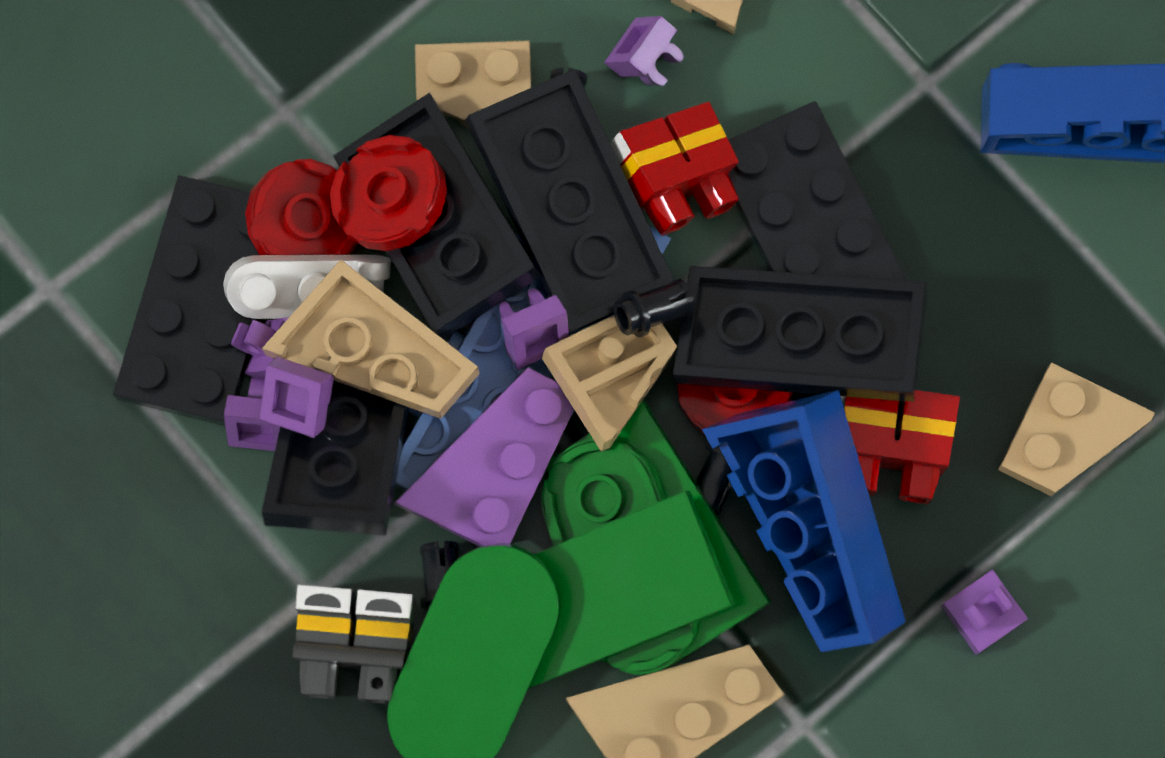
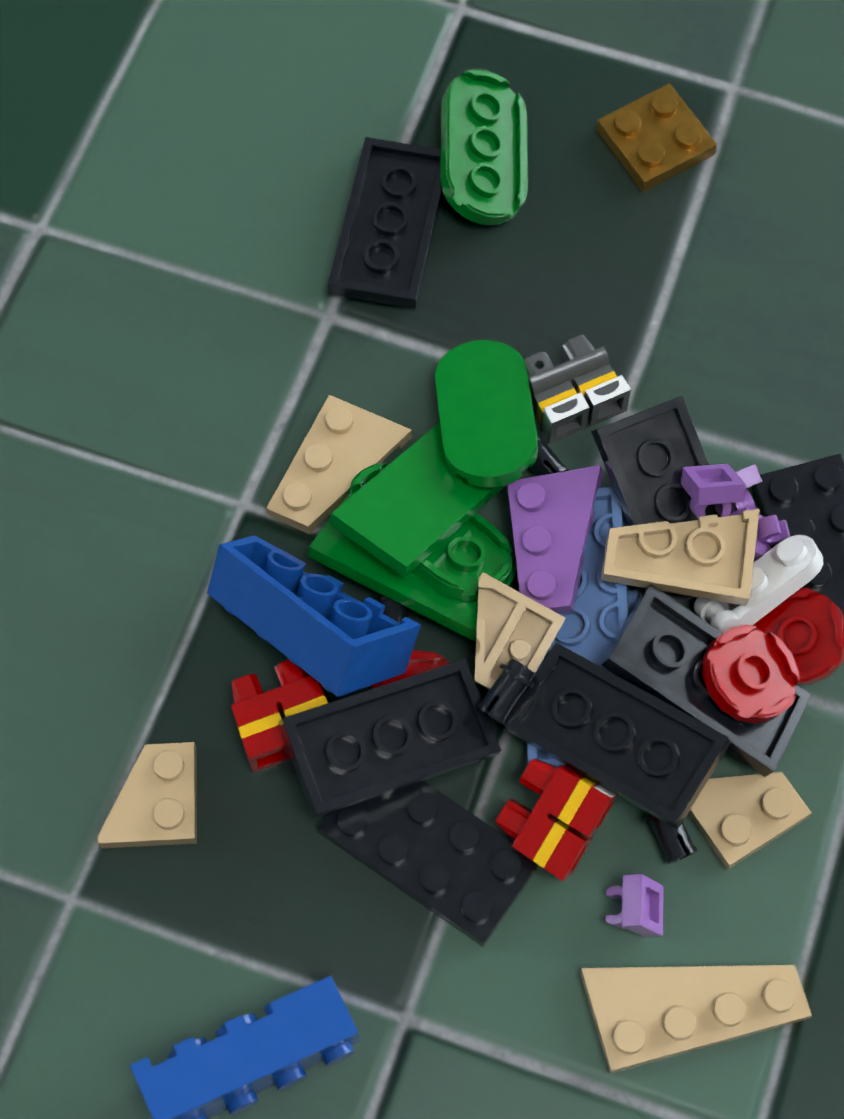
camera: 150 degrees right, 10 degrees down
(533, 328) = (582, 626): medium lavender tile -> none
(984, 612) = (155, 639): medium lavender tile -> none

